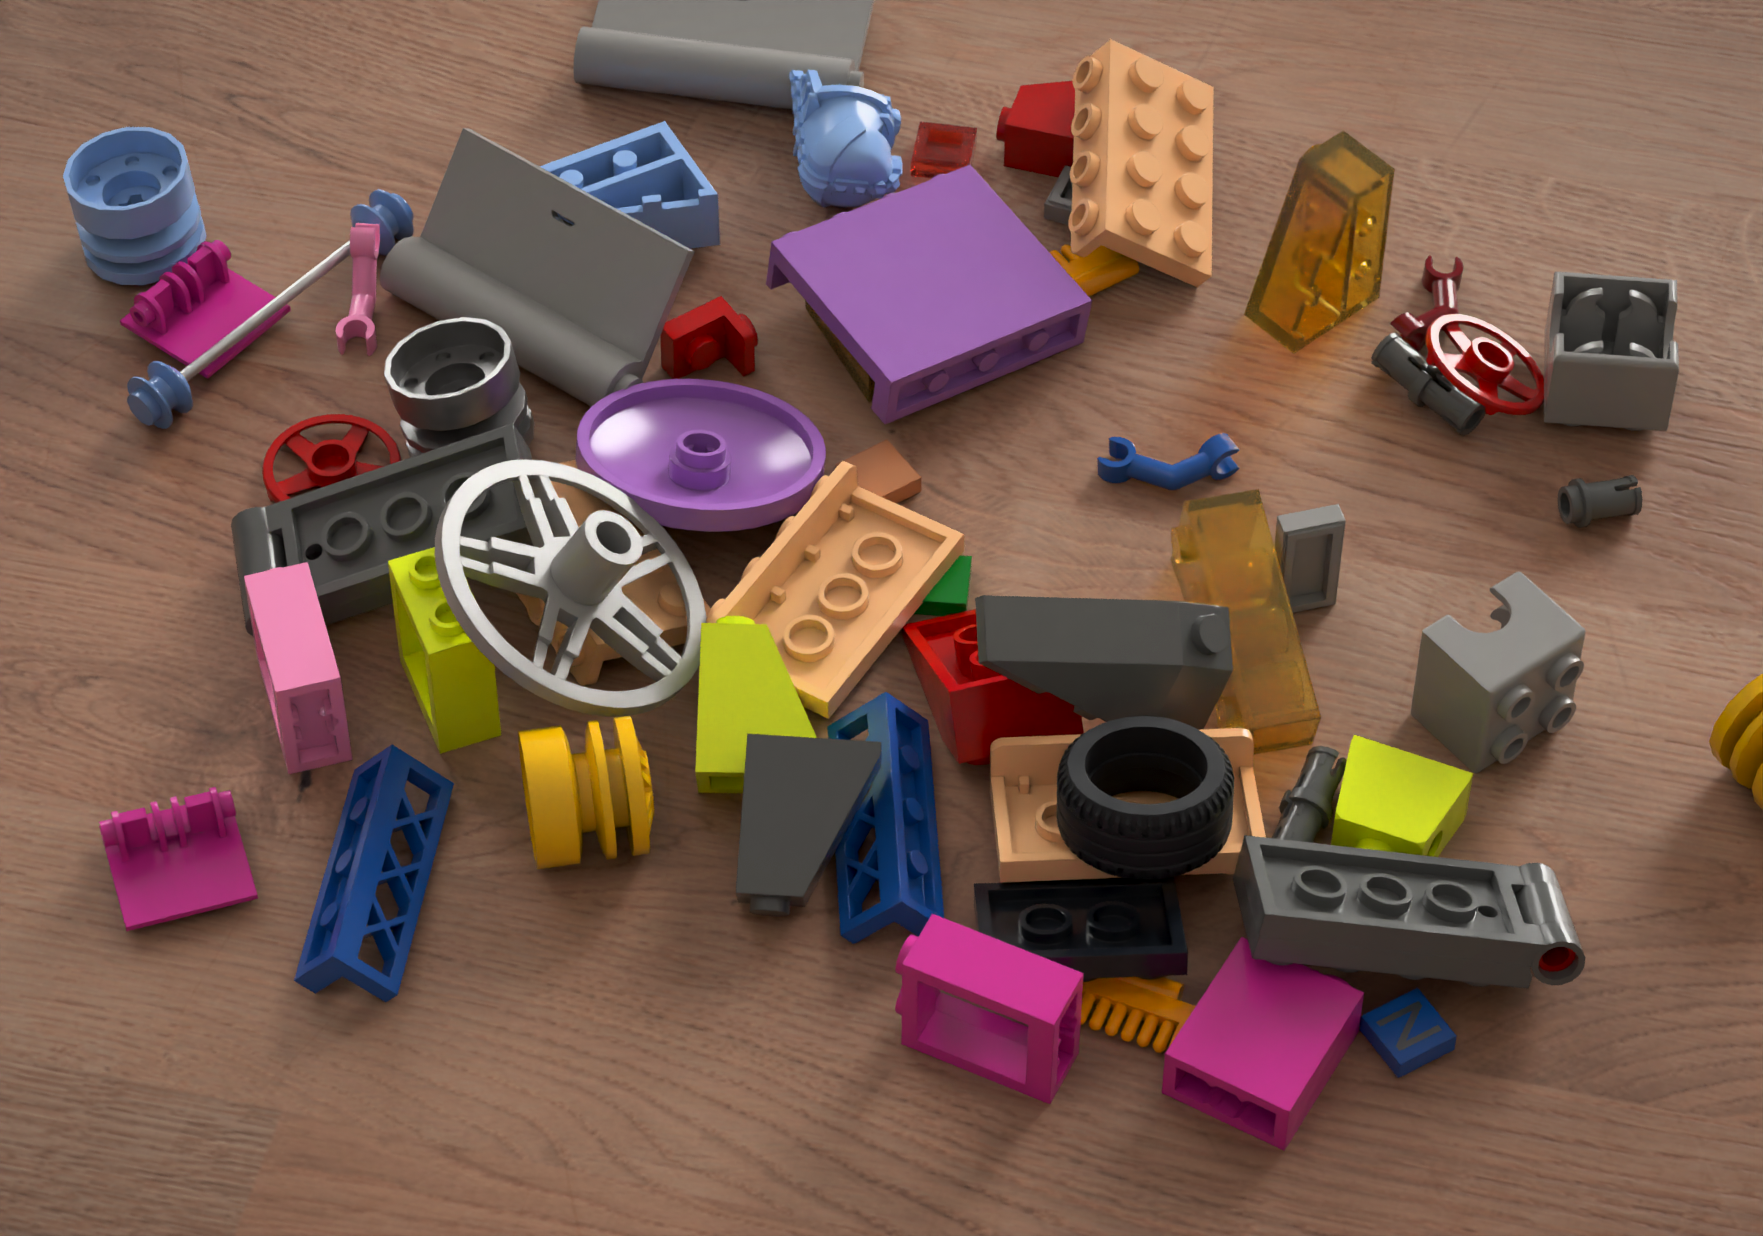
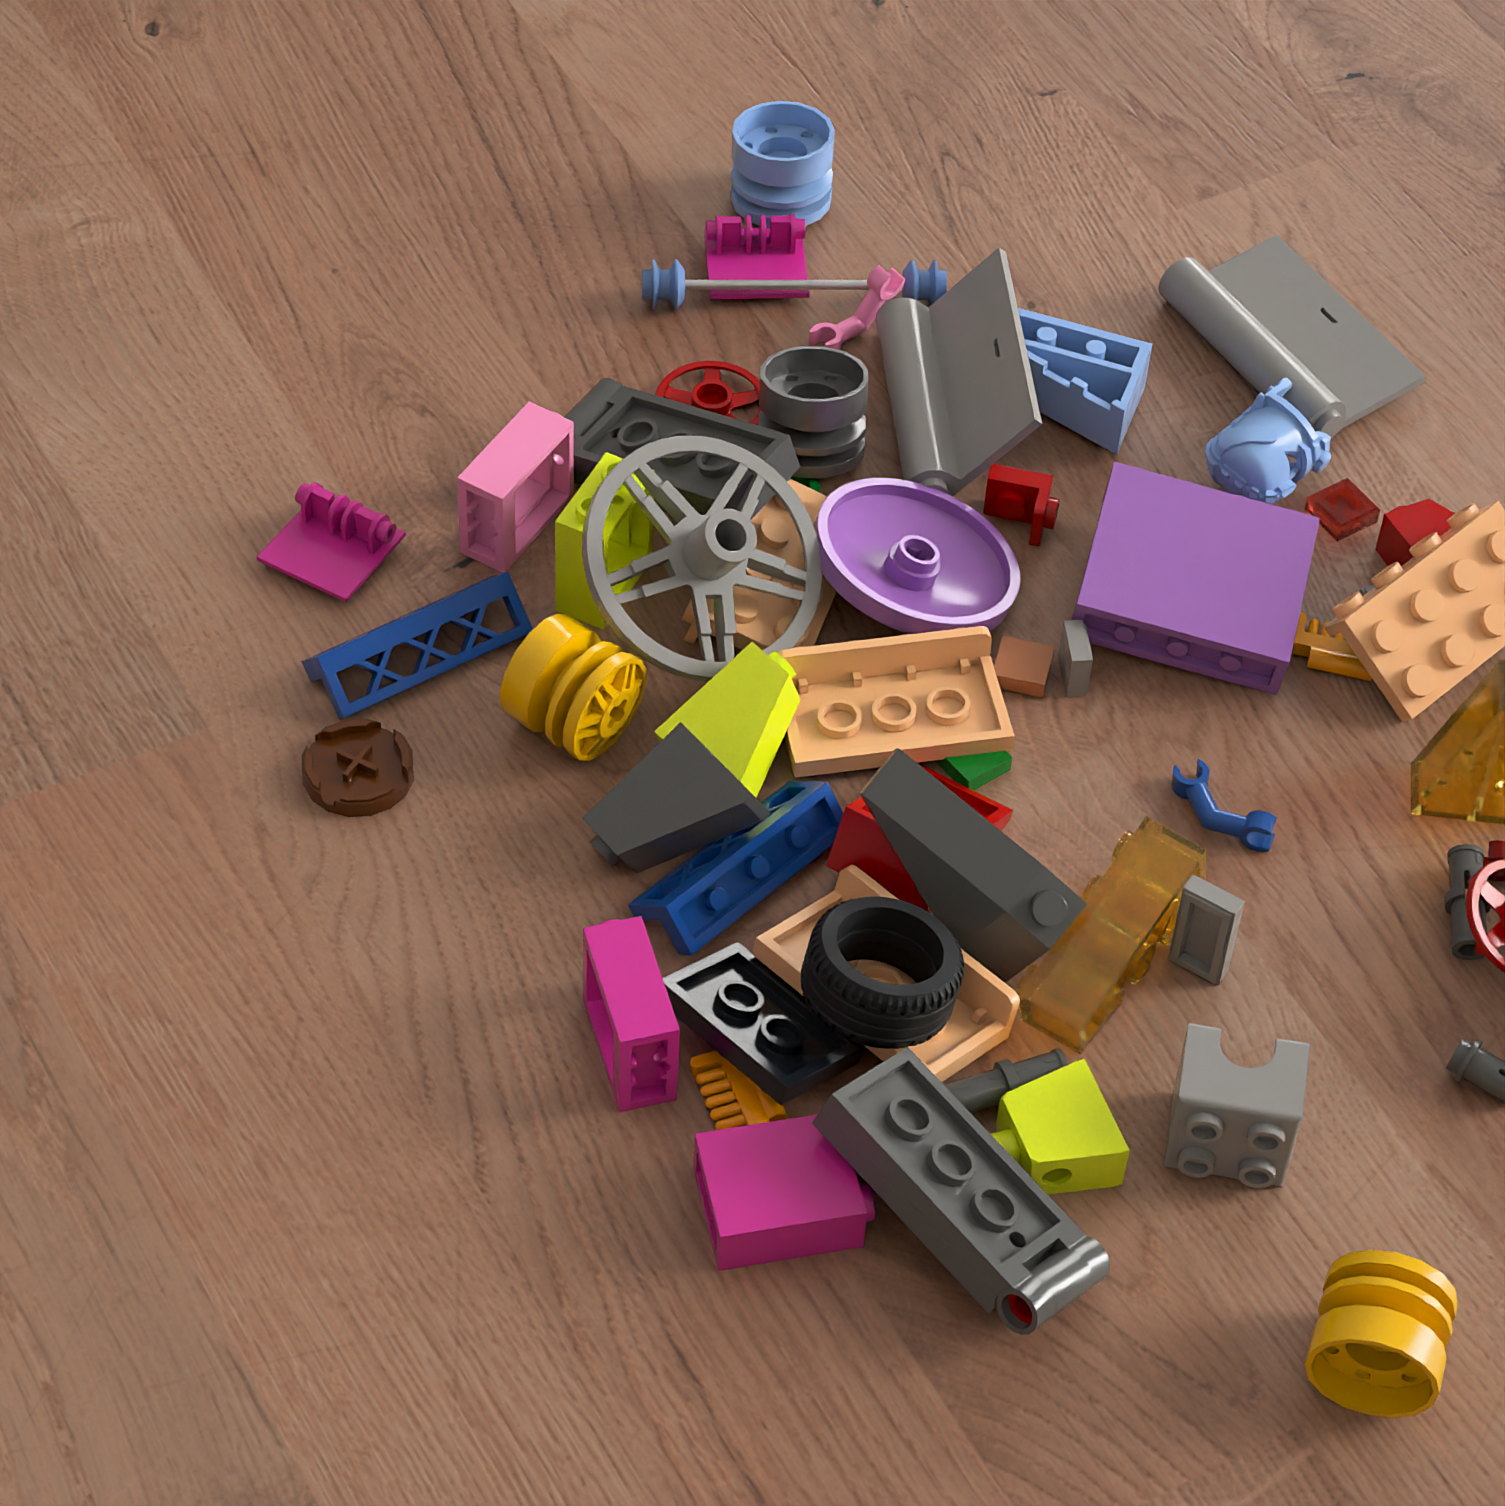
camera: 45 degrees right, 0 degrees up
(466, 1026) = (357, 768): none -> reddish brown tile
(918, 435) = (1075, 658): none -> light grey tile
(1407, 1032) = (886, 1273): blue tile -> none

